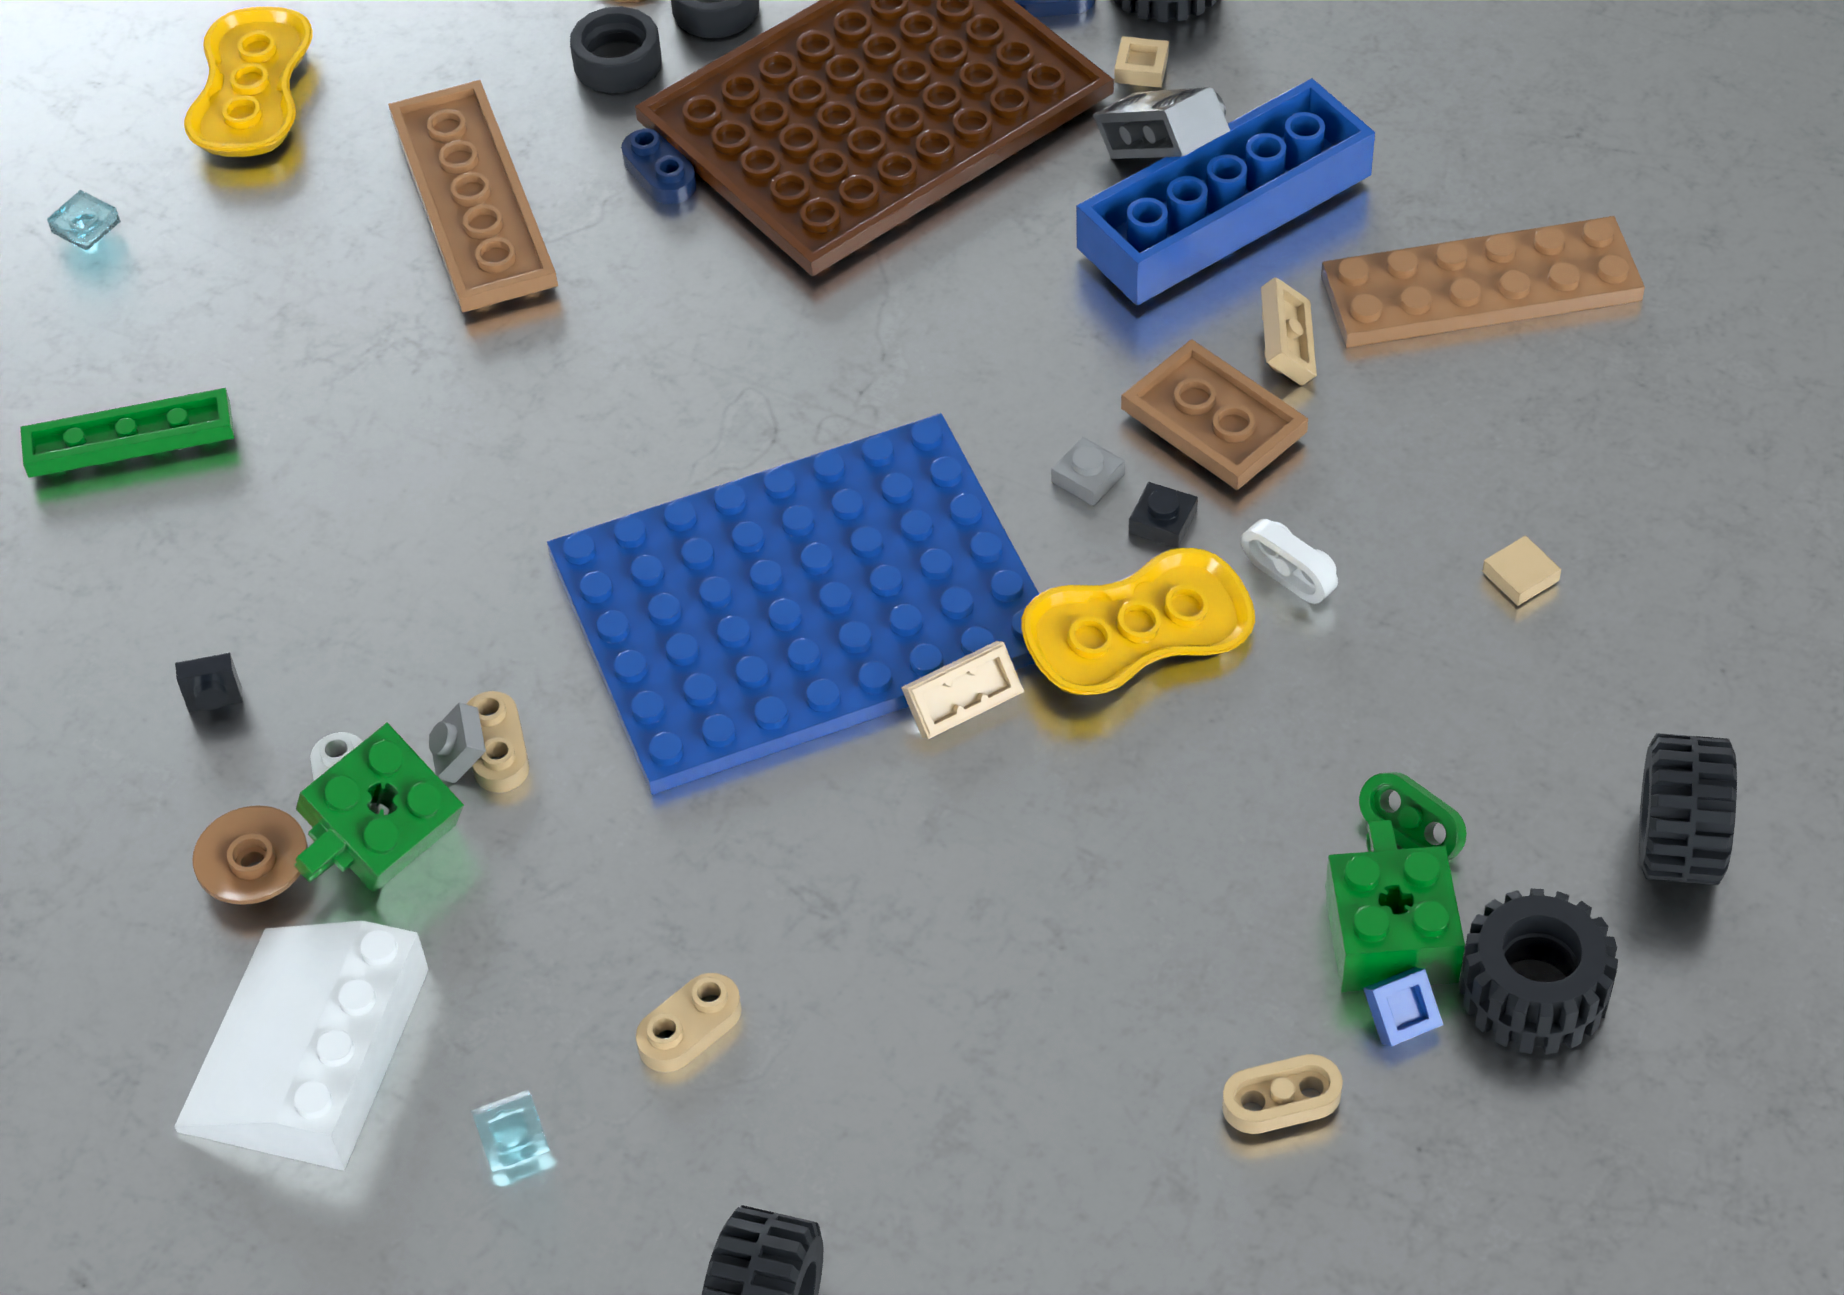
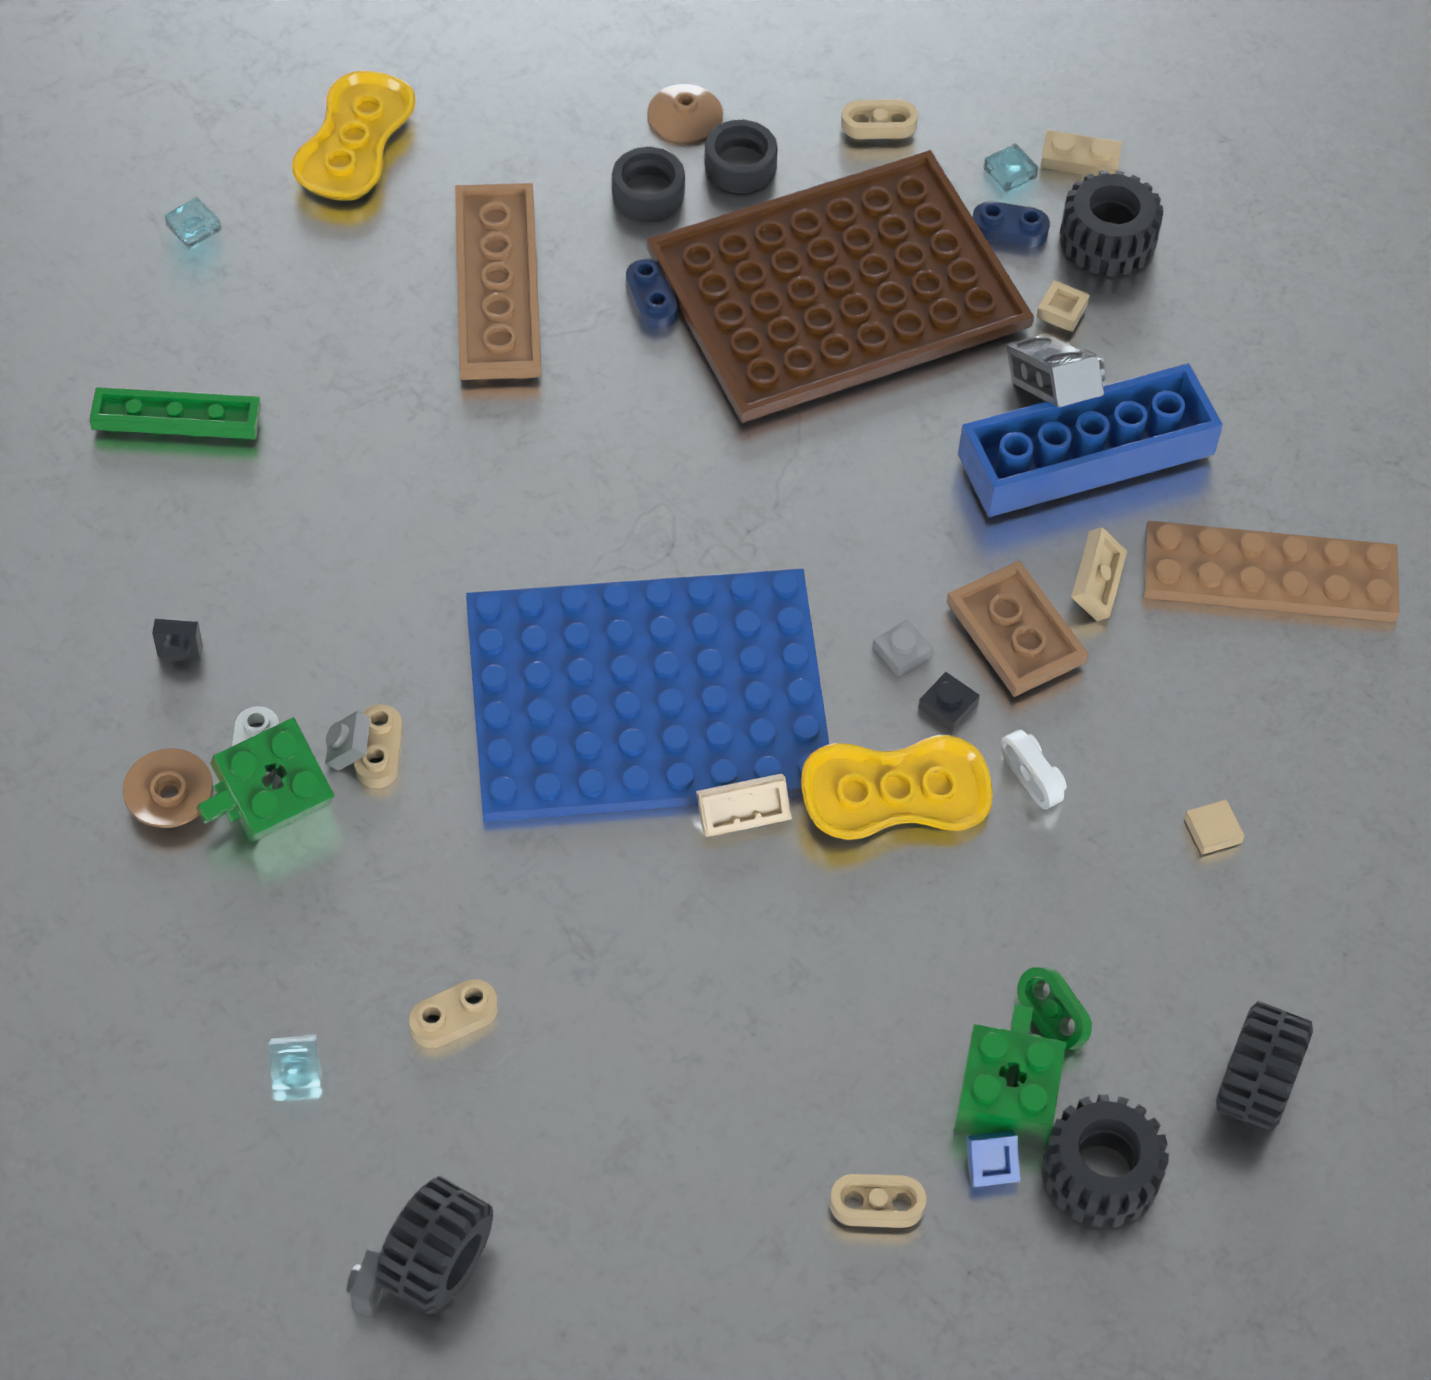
camera: 10 degrees right, 5 degrees up
(307, 1041) = (168, 947): white slope -> none

